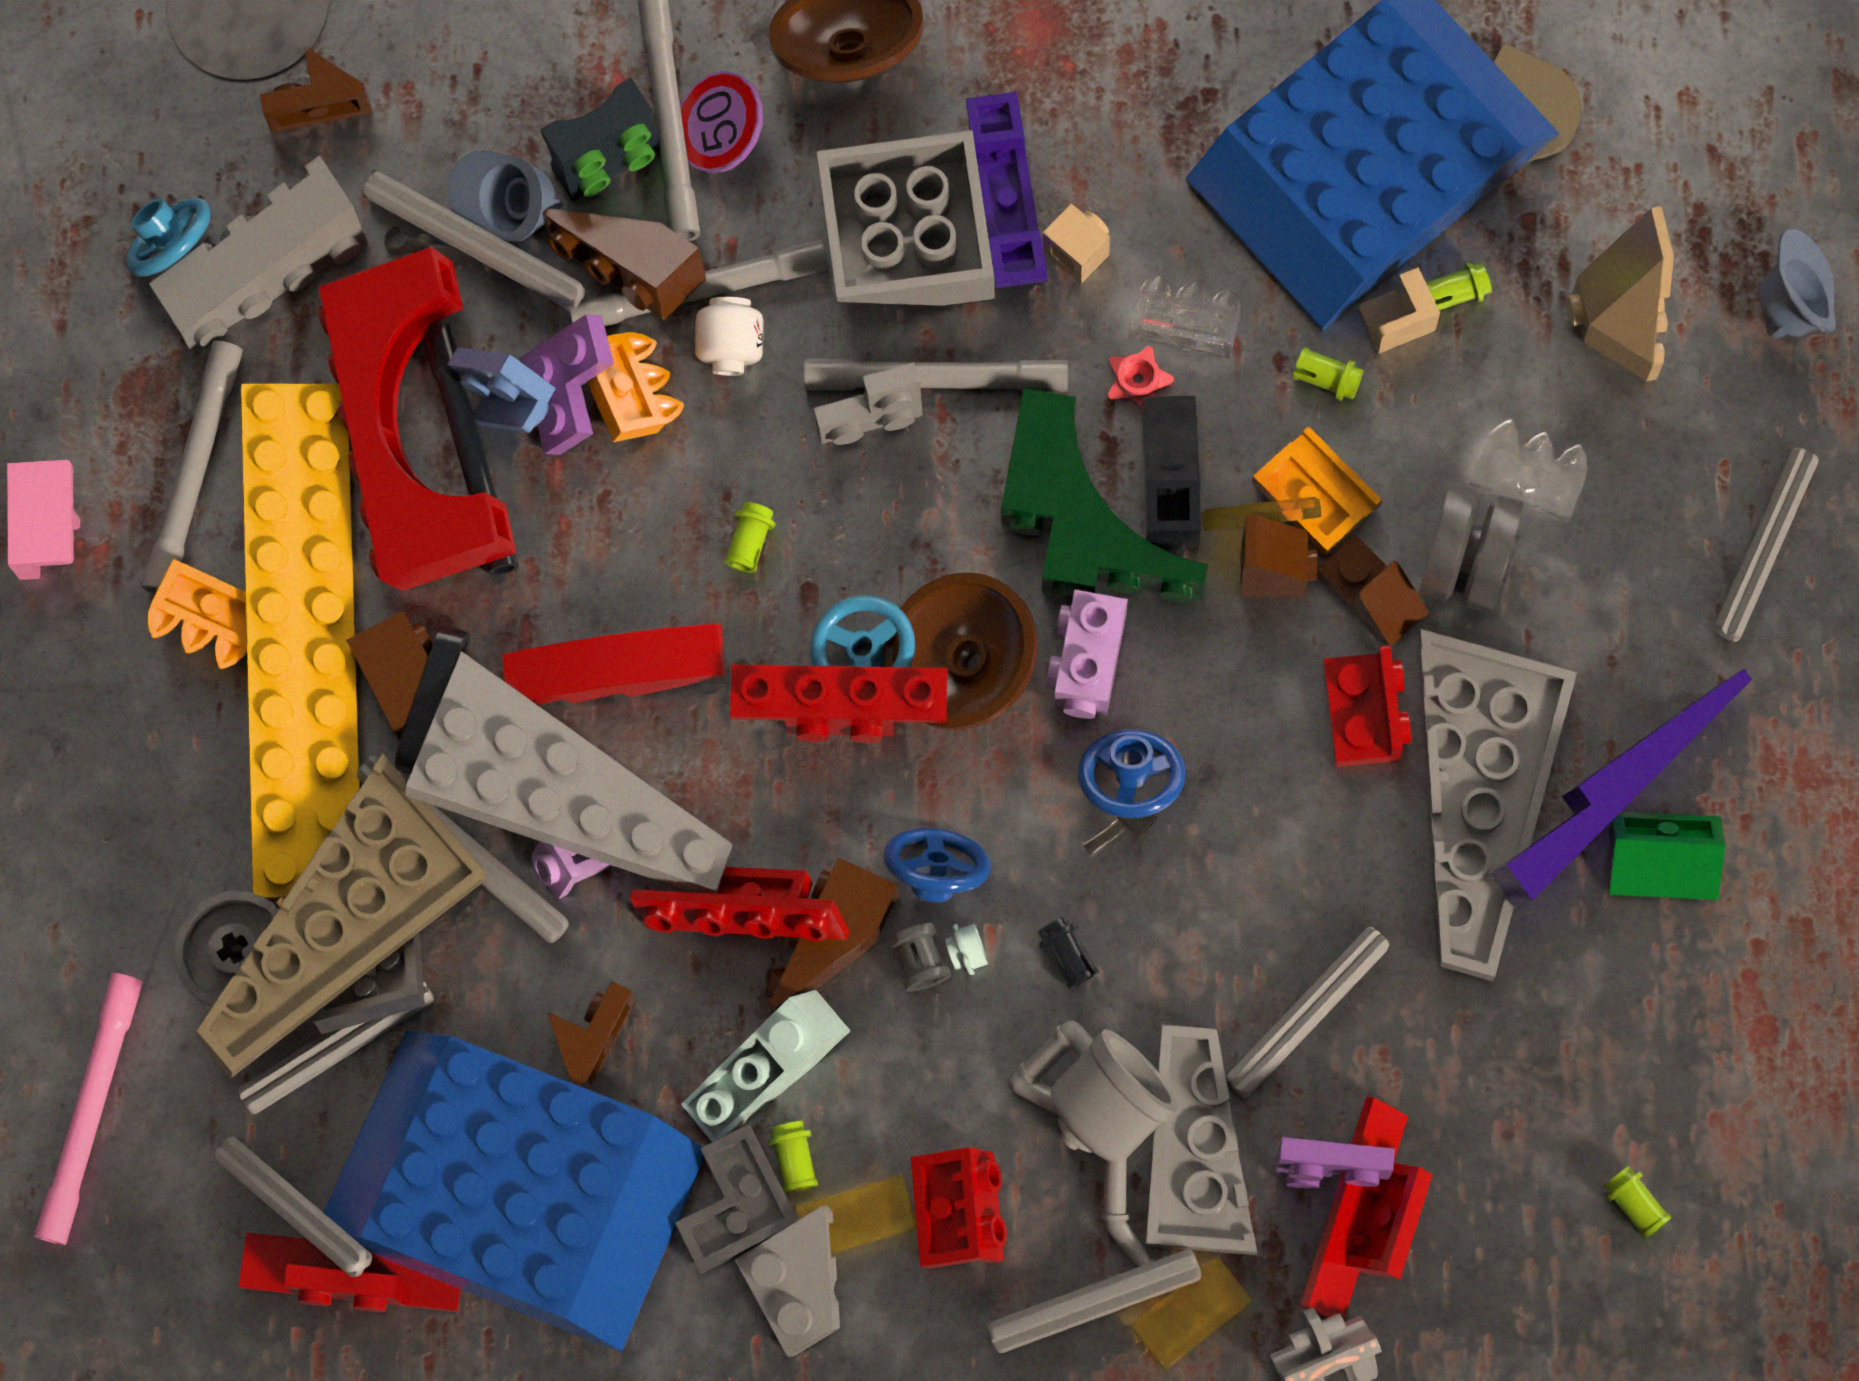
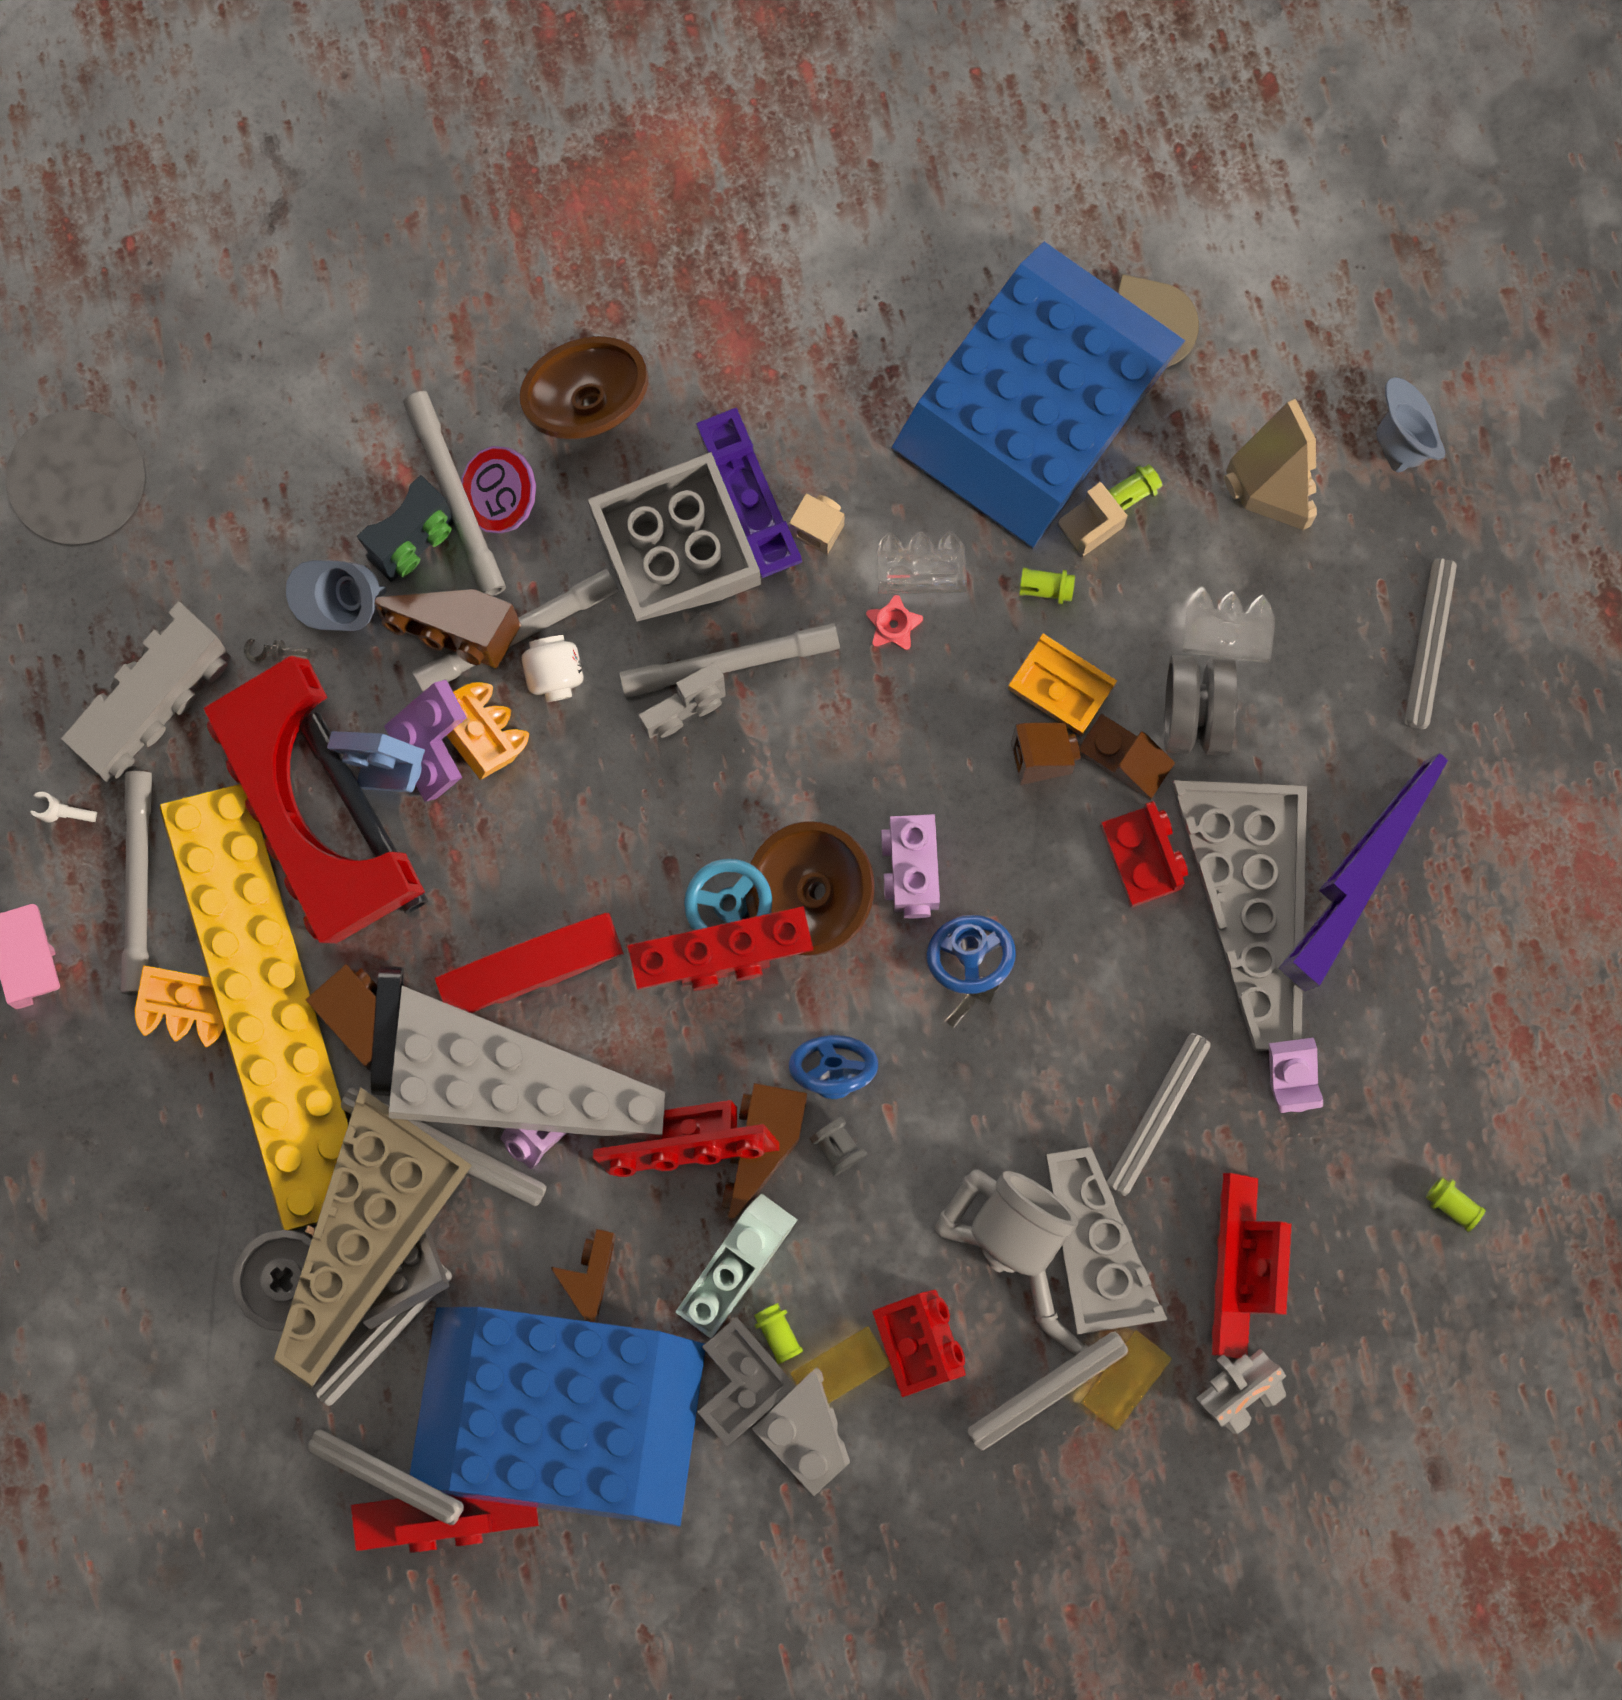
camera: 20 degrees left, 5 degrees up
(63, 1195) = (192, 1509): bright pink piece -> none
(124, 366) = (58, 810): none -> white hand
(162, 229) = (57, 688): dark azure piece -> none
(328, 98) = (168, 542): reddish brown slope -> none
(474, 241) = (320, 637): light grey axle -> none
(749, 536) = (611, 831): lime pin -> none
(966, 948) = (873, 1129): light aqua plate -> none
(1067, 951) = (955, 1112): black pin -> none
(1087, 541) = (888, 771): dark green arch -> none
(1171, 472) = (941, 697): black slope -> none
(1276, 510) = (1034, 712): clear yellow tile -> none
(1311, 1161) = (1195, 1239): medium lavender plate -> none
(1480, 1003) = (1295, 1075): none -> lavender bracket
(1666, 855) = (1413, 917): green panel -> none

